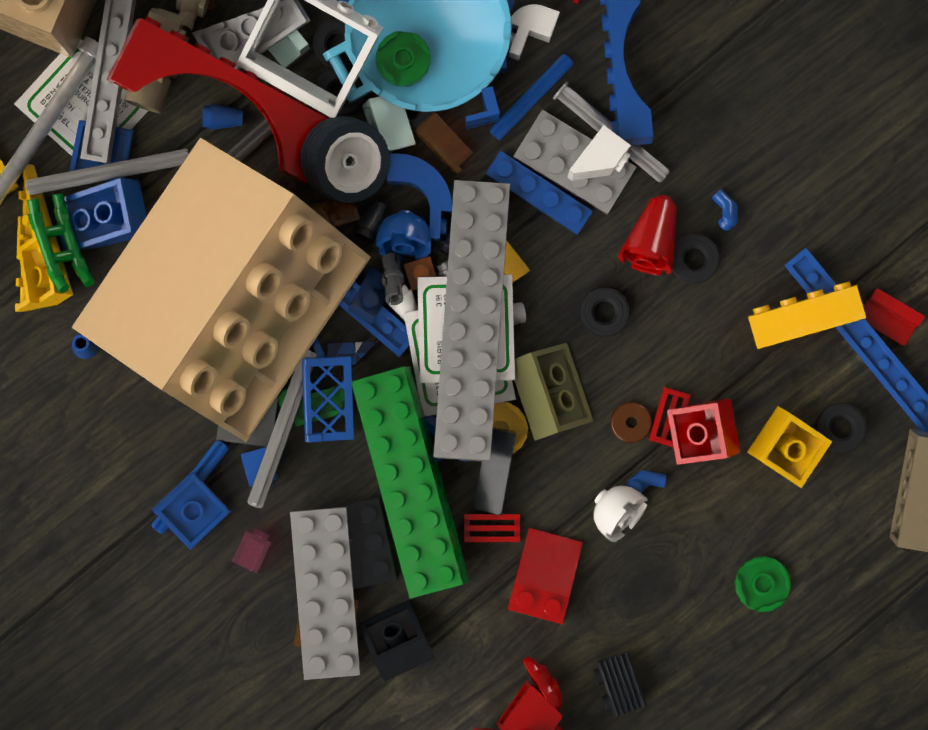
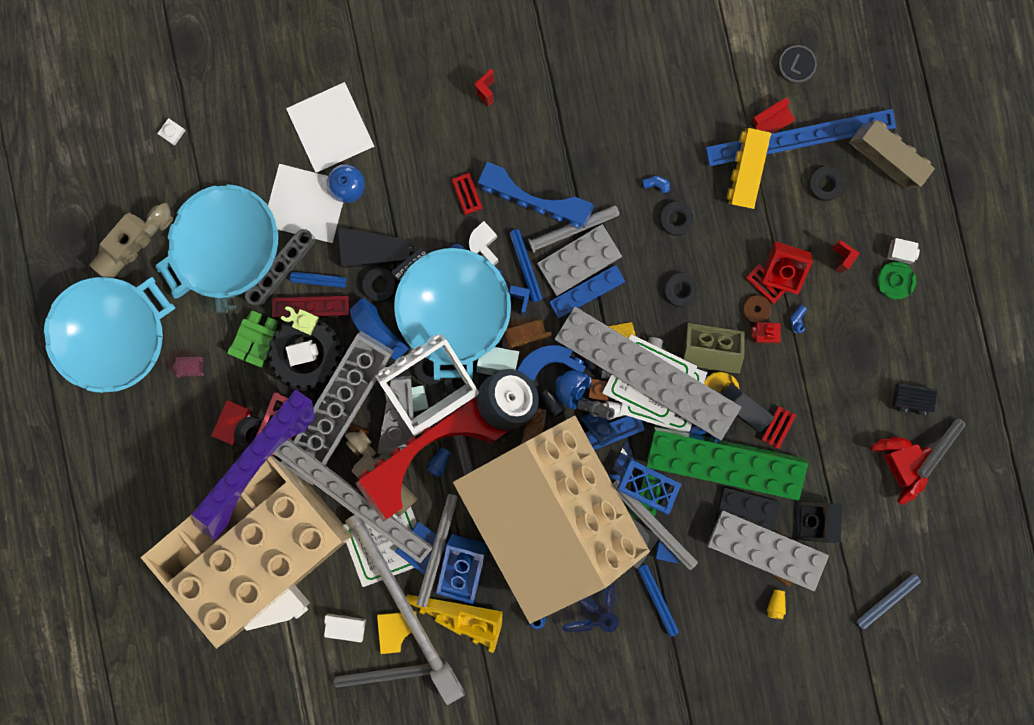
camera: 55 degrees left, 0 degrees up
(63, 228) = (458, 596): green piece -> none
(137, 407) = (592, 607): none -> clear blue plant
(191, 510) = (673, 607): blue tile -> none
(253, 550) = (718, 581): clear pink brick -> none
(261, 642) = (776, 607): none -> yellow cone
(403, 58) = (463, 331): green tile -> none
(545, 576) = (825, 410): red slope -> none
(601, 157) = (587, 240): white slope -> none
(605, 448) = (766, 333): none -> red brick
(617, 510) = (808, 345): white cylinder -> none
(652, 238) = (652, 236): red cone -> none
(762, 502) = (848, 254): none -> red panel
(789, 446) = (822, 220): yellow slope -> none
(805, 572) = (903, 251): none -> white brick

